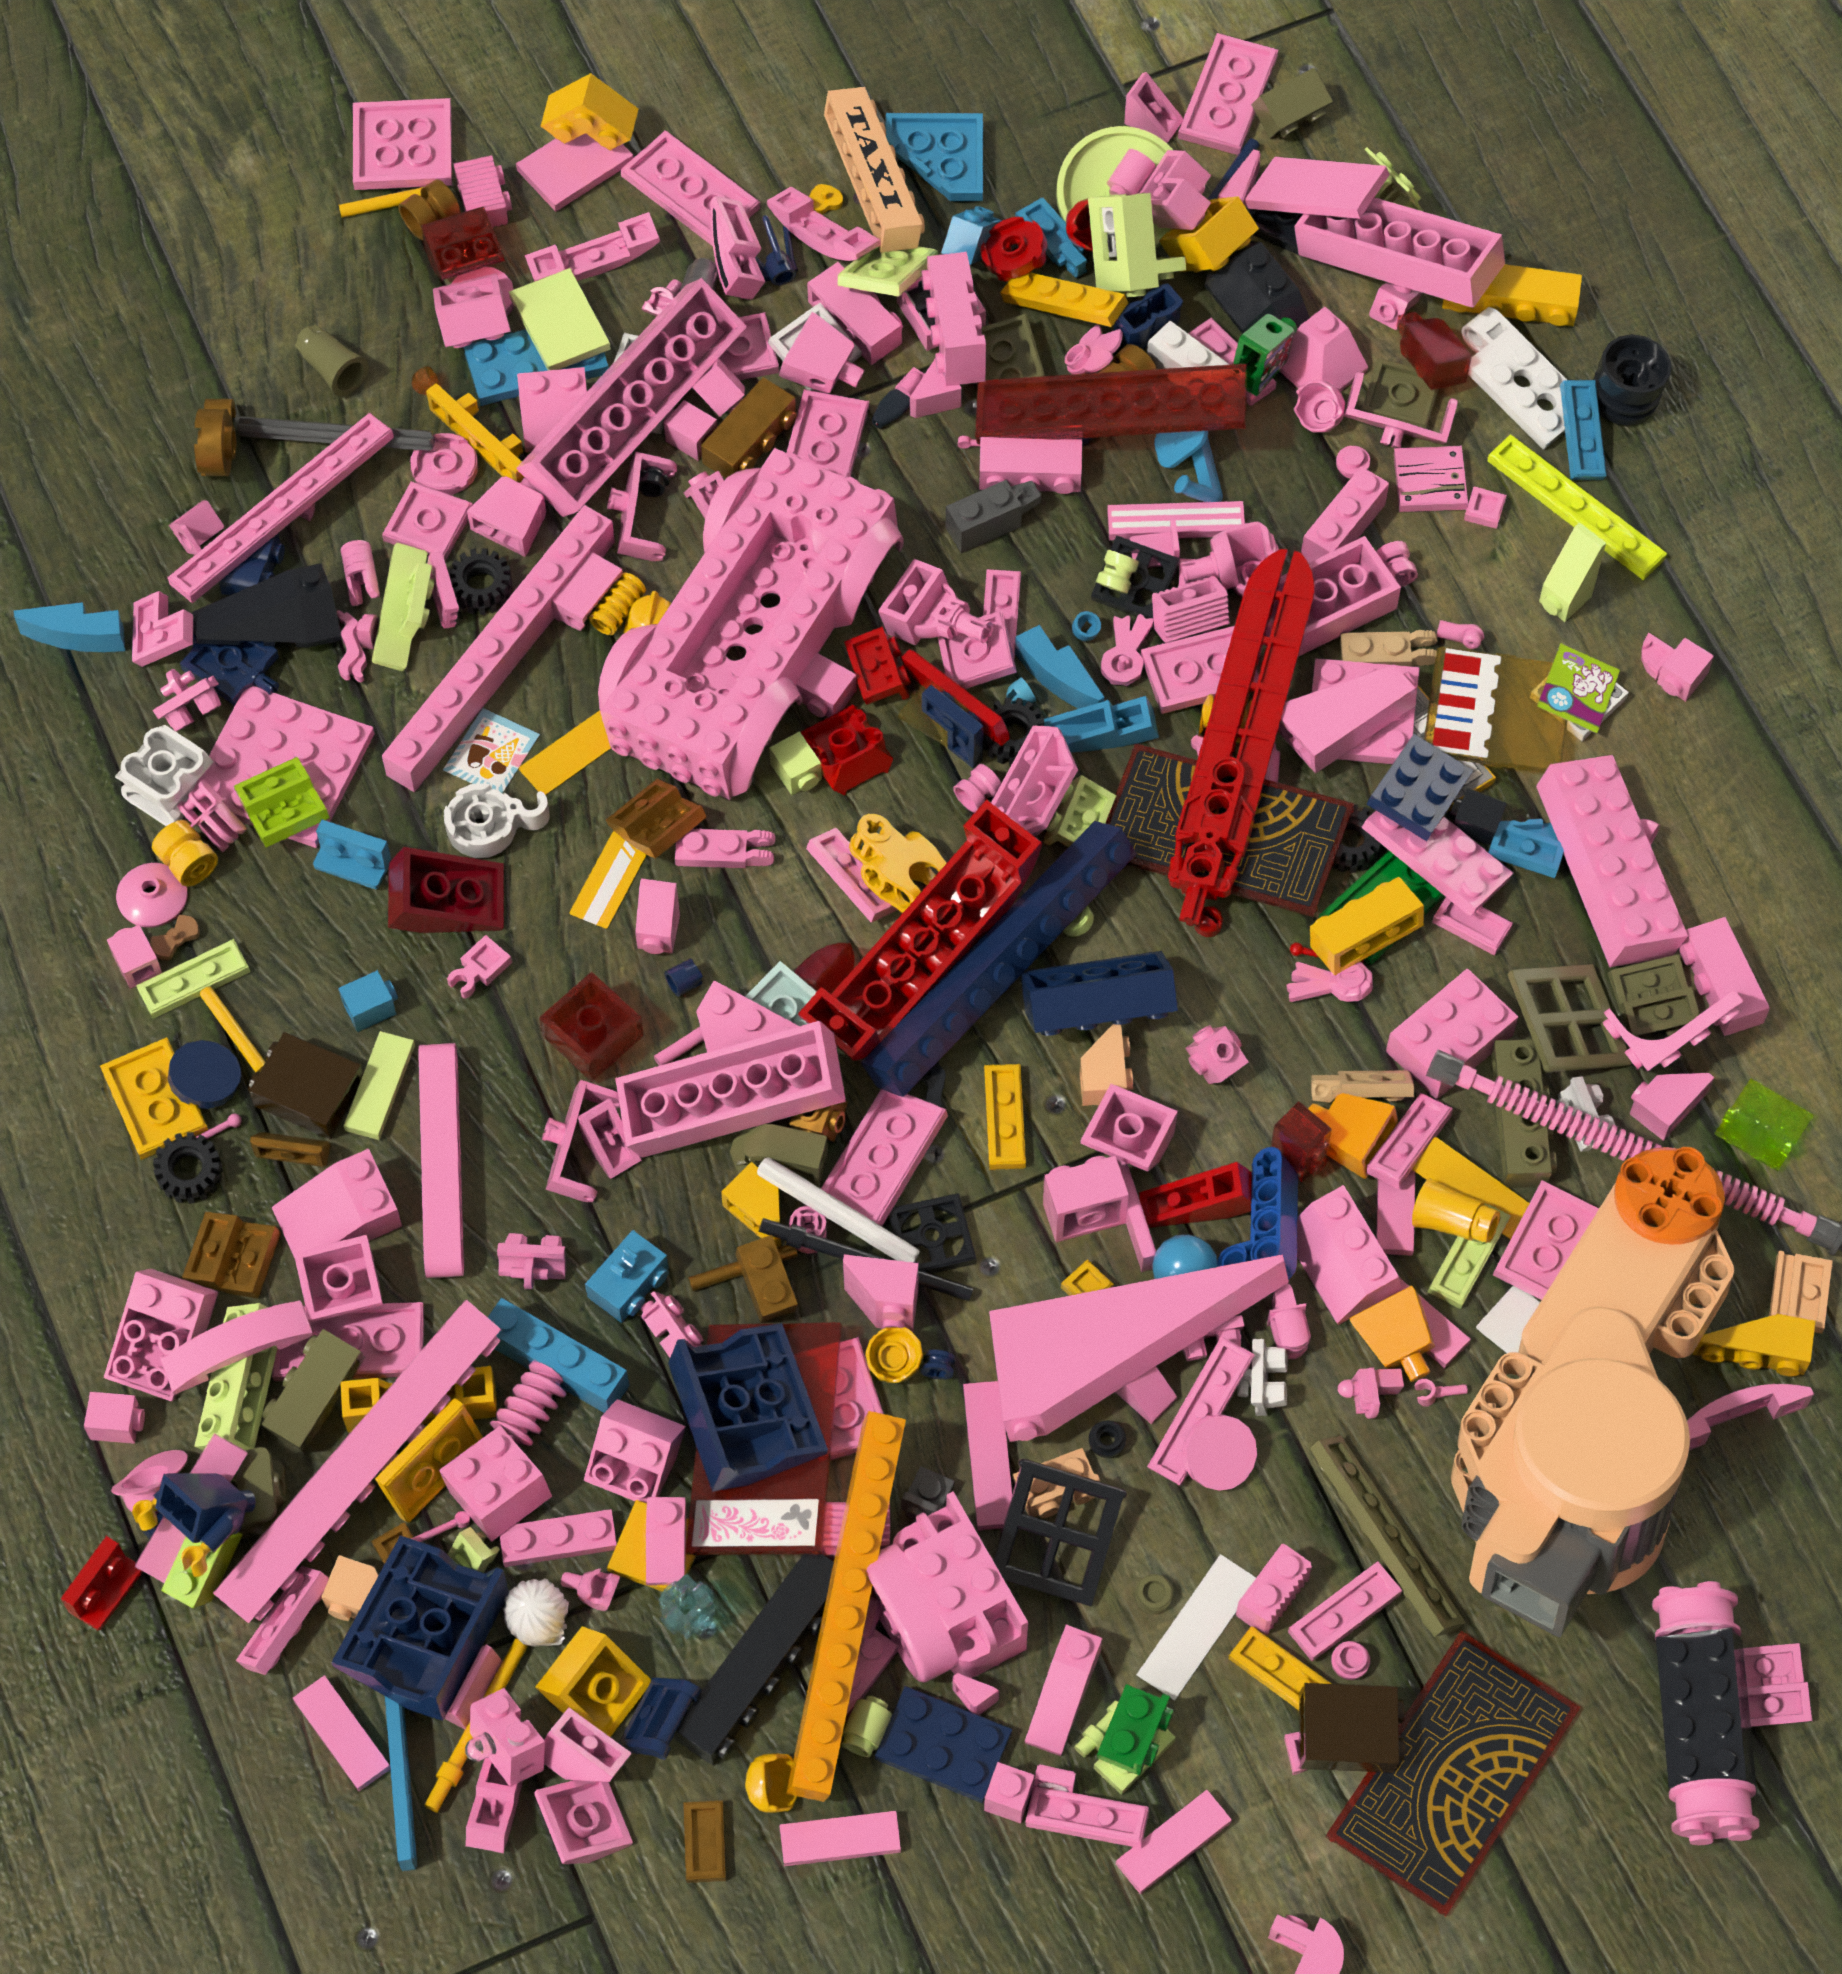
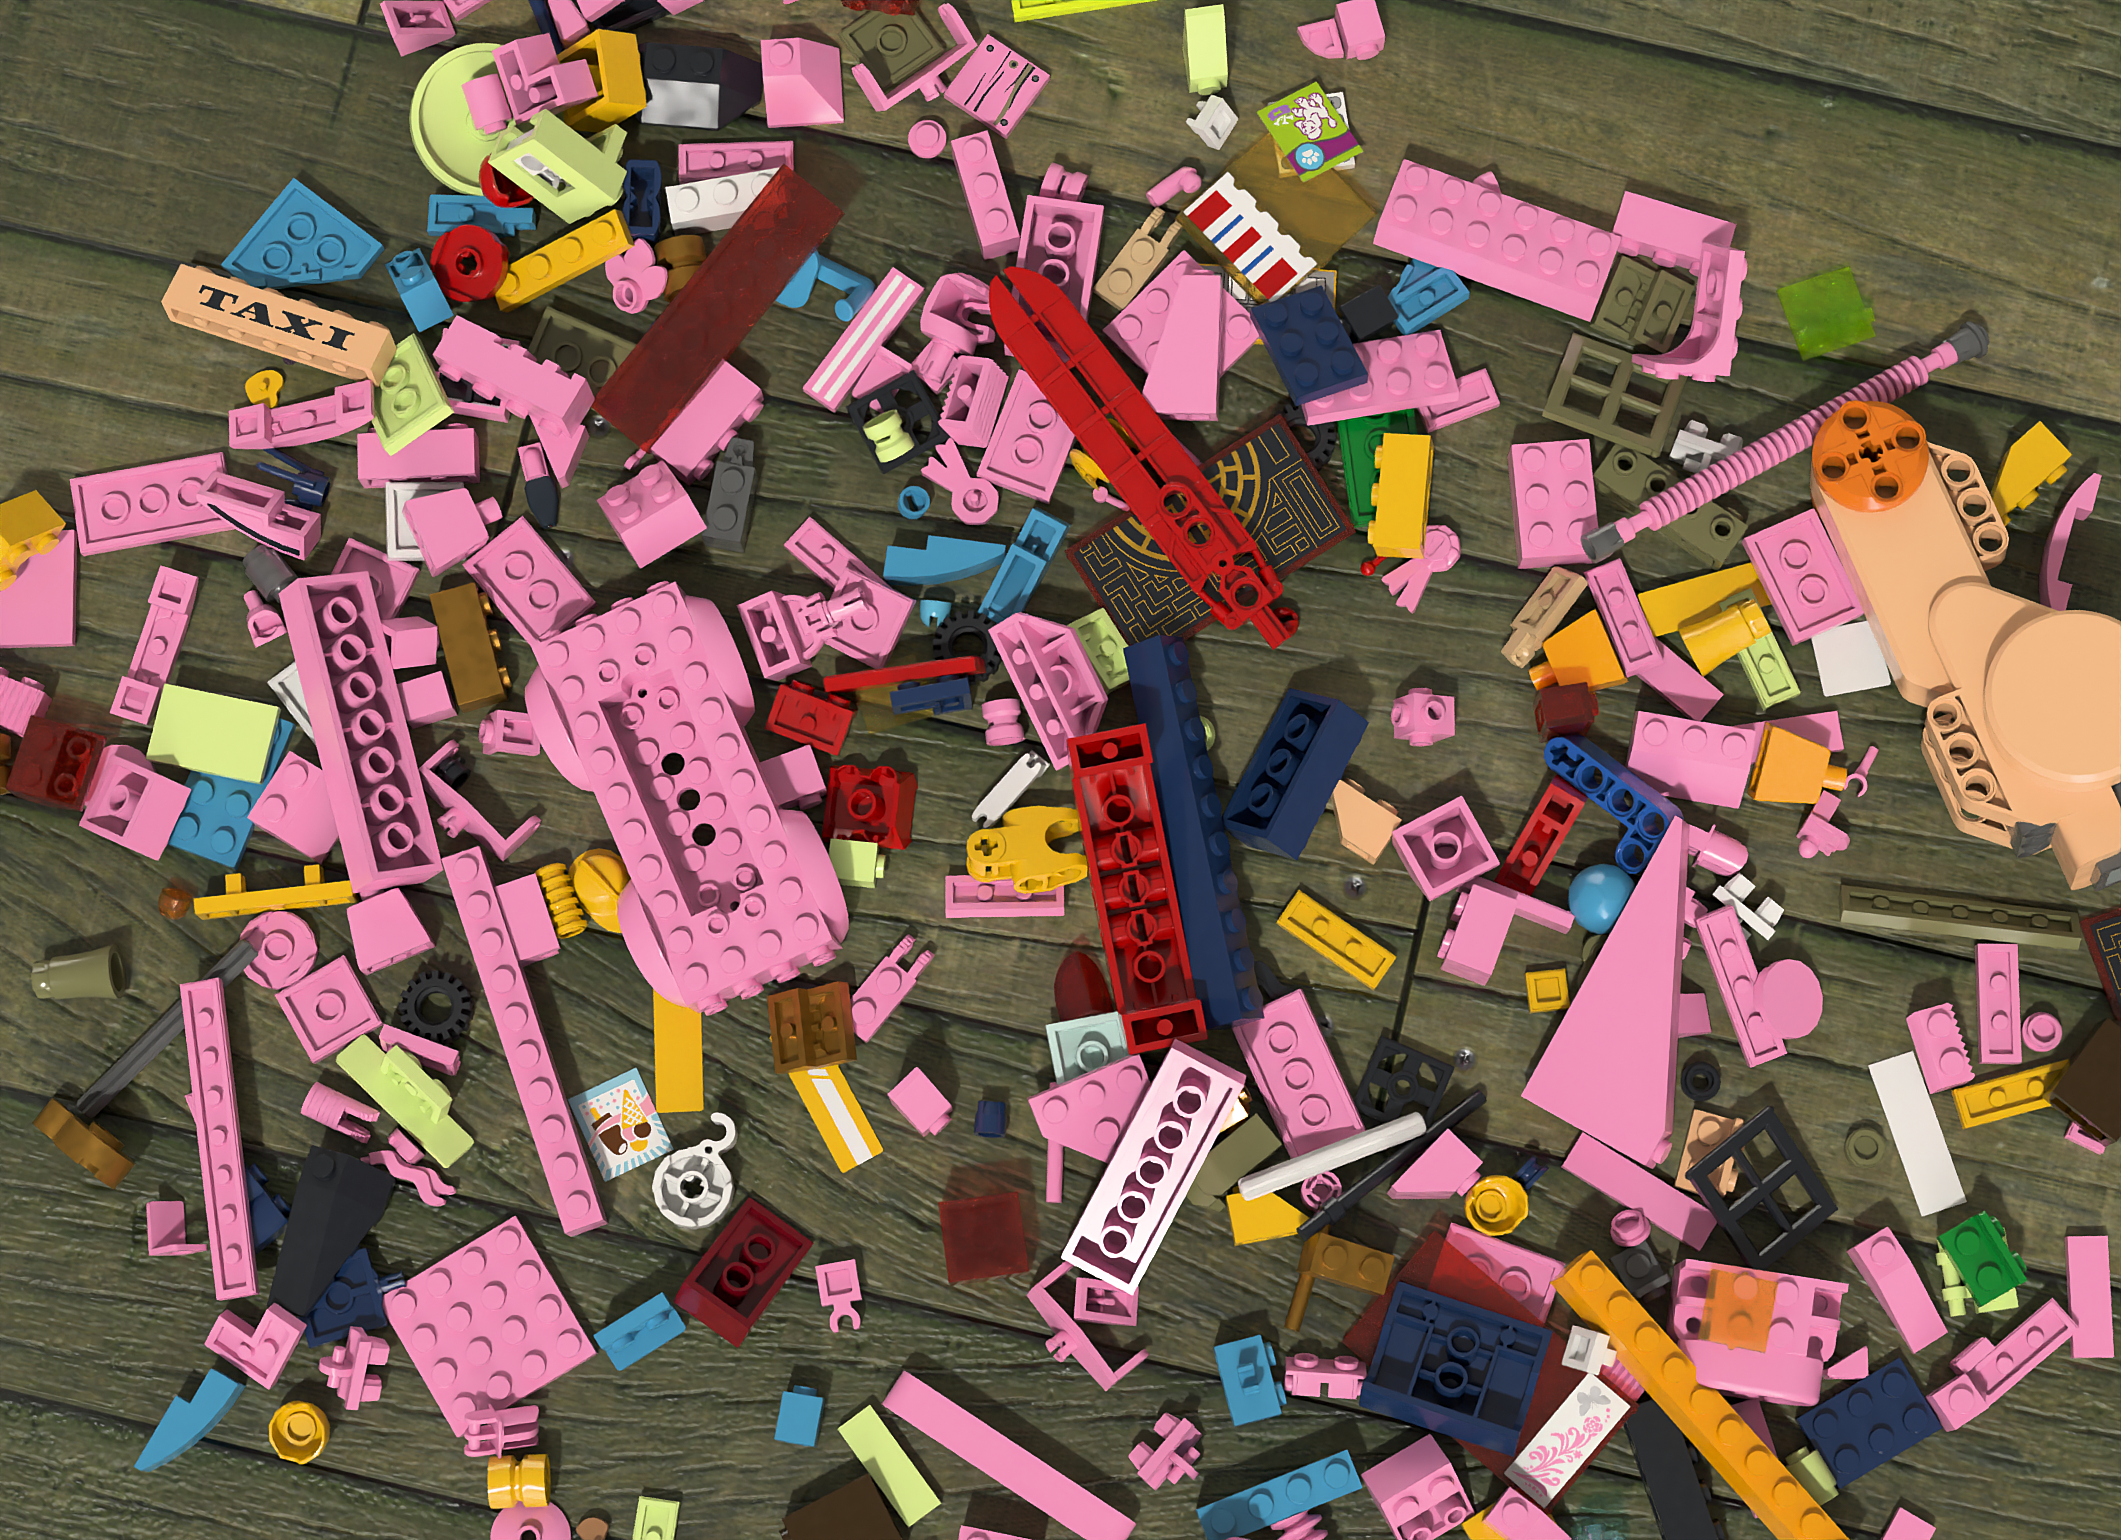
camera: 50 degrees left, 15 degrees up
(116, 697) = (299, 1431): none -> yellow hair
(162, 773) = (423, 1444): white piece -> none
(281, 802) = (536, 1356): lime slope -> none
(830, 1480) = (1588, 1351): none -> white tile
(930, 824) = (1010, 788): none -> white piece
(934, 466) = (651, 513): none -> bright pink brick
(941, 1551) = (1738, 1311): none -> clear yellow piece
(953, 1463) = (1629, 1228): none -> bright pink plate
(1271, 342) = (764, 127): green torso -> none
(1319, 406) = (853, 124): bright pink hair -> none
(1485, 507) = (1062, 63): bright pink tile -> none
(1530, 625) = (1213, 121): none -> white tile
(1668, 1100) = (1752, 375): bright pink slope -> none
(1801, 1288) = (1996, 408): light nougat plate -> none

